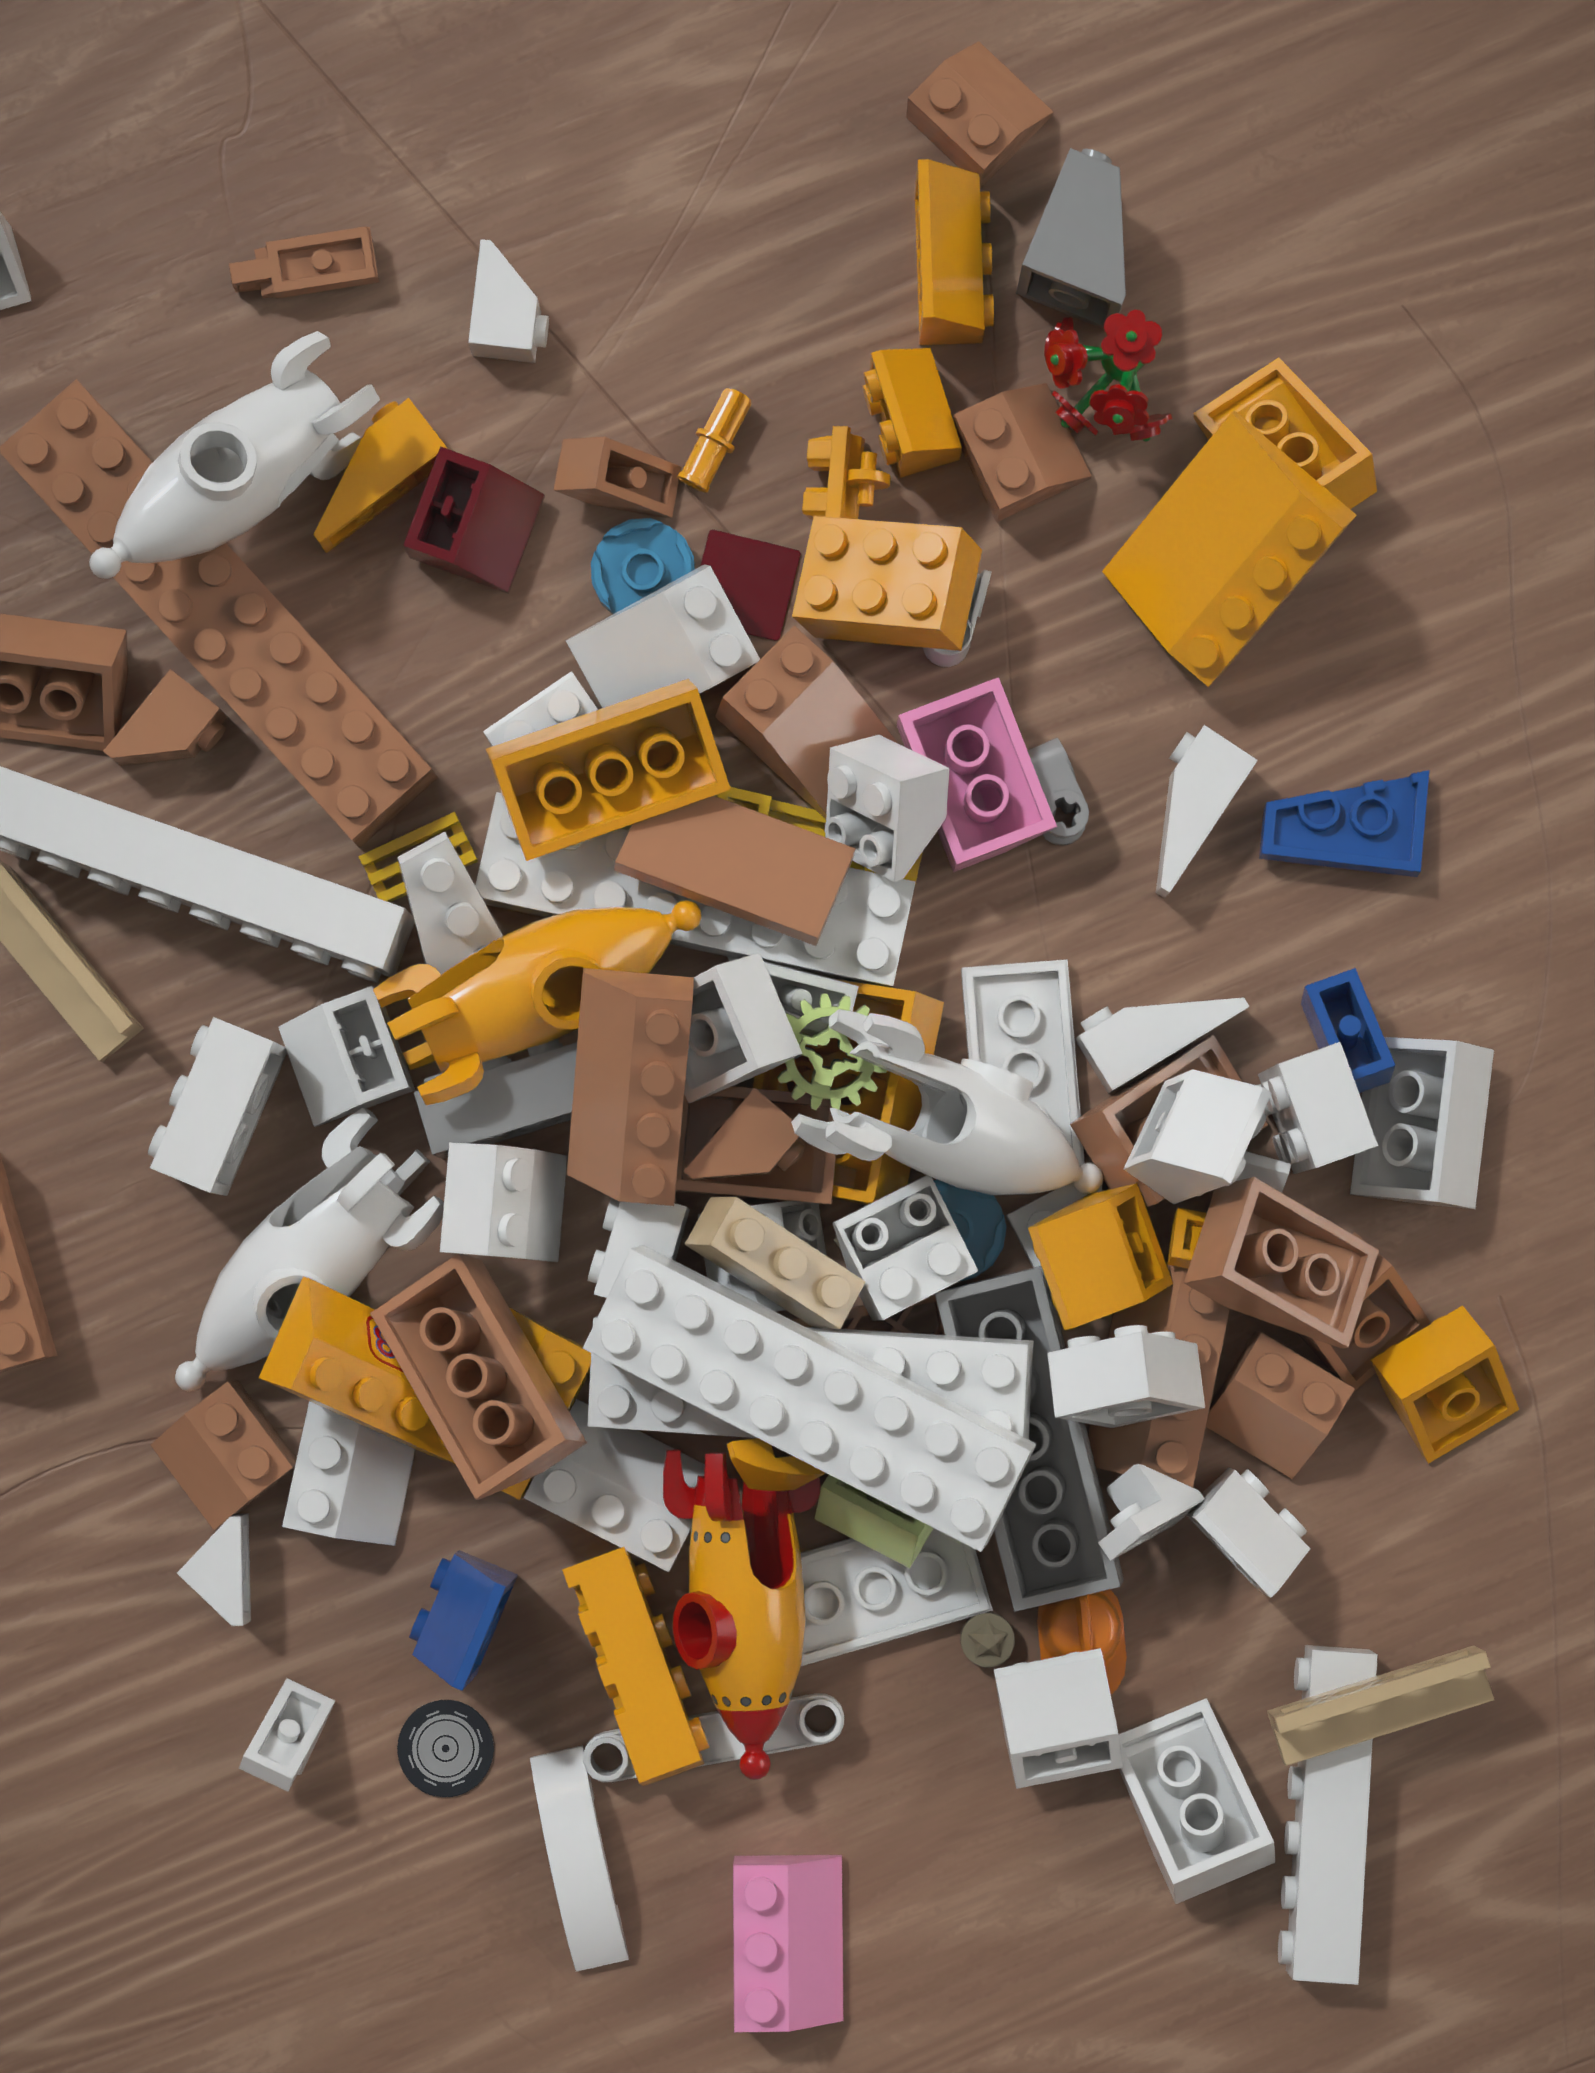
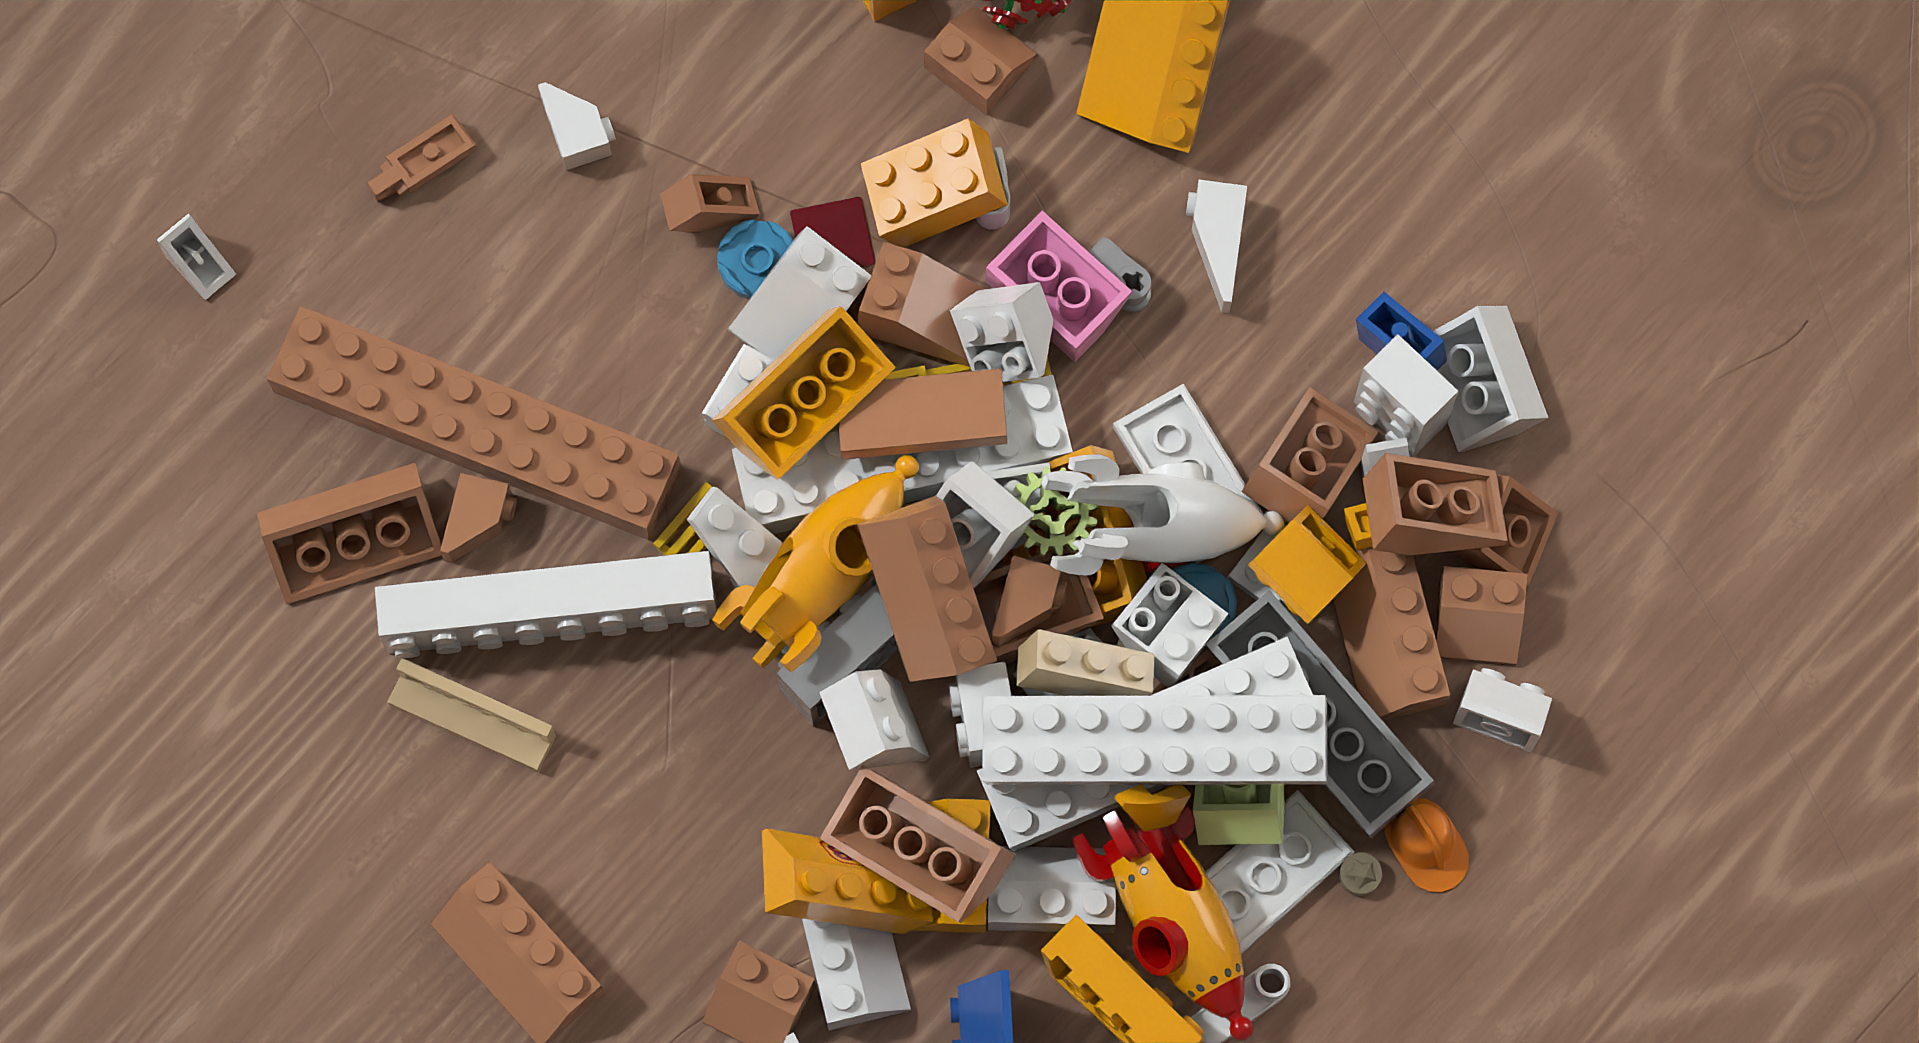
camera: 25 degrees left, 10 degrees down
(216, 1106) = (638, 755): white brick -> none
(238, 464) = (447, 304): white piece -> none
(324, 1231) = (762, 792): white piece -> none
(345, 1056) = (712, 682): white slope -> none
(386, 465) = (545, 263): light orange slope -> none
(473, 520) = (624, 277): dark red slope -> none
(715, 440) = (764, 148): light orange axle -> none
(850, 477) = (859, 118): light orange hips -> none
(913, 410) = (892, 64): light orange slope -> none
(1058, 1718) = (1436, 896): white slope -> none
(1125, 1377) = (1366, 635): white brick -> none
(1142, 1036) = (1263, 408): white slope -> none
(1147, 1507) = (1425, 720): white slope -> none
(1193, 1801) = (1560, 915): white slope -> none
(1197, 1134) = (1332, 448): white slope -> none
(1327, 1836) = (1658, 877): white brick -> none
(1353, 828) = (1337, 204): blue wing -> none
(1381, 1704) = (1654, 778): tan fence -> none
(1446, 1383) = (1589, 546): light orange slope -> none

